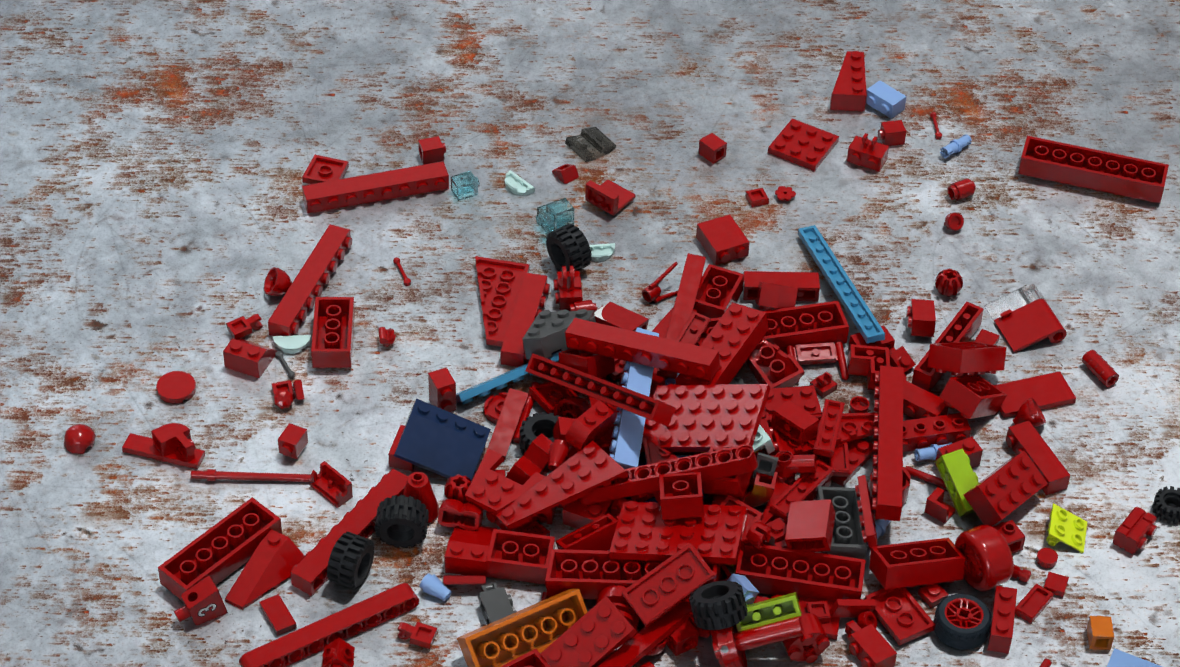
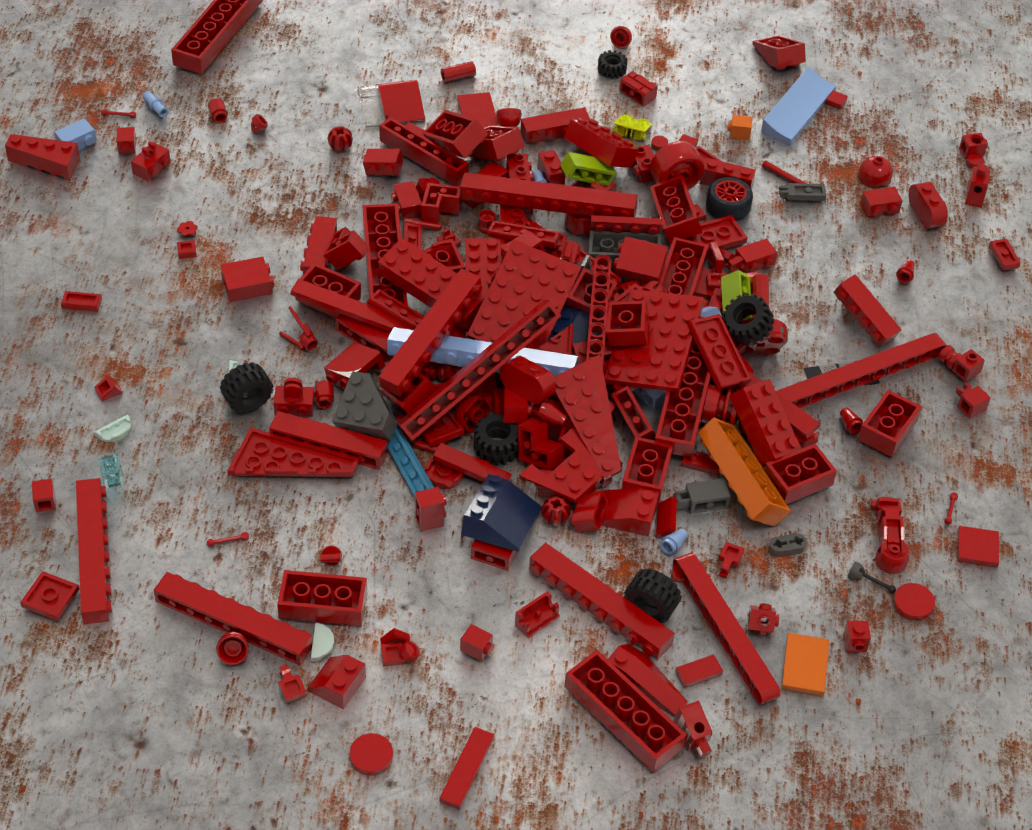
camera: 85 degrees left, 5 degrees up
(172, 438) = (465, 746): red brick -> none
(212, 475) = (508, 721): red bar -> none
(279, 355) = (369, 645): dark grey hinge -> none
(401, 521) = (605, 551): black tyre -> none
(420, 488) = (573, 539): red cone -> none
(555, 215) = (190, 399): clear light blue brick -> none
(590, 144) = (69, 363): clear smoke slope -> none
(608, 196) = (160, 355): red bracket -> none
(670, 140) = (81, 301): none -> red tile
(712, 148) = (109, 268): red brick -> none
(803, 144) = (118, 205): red plate -> none
(841, 284) = (331, 204): dark azure plate -> none

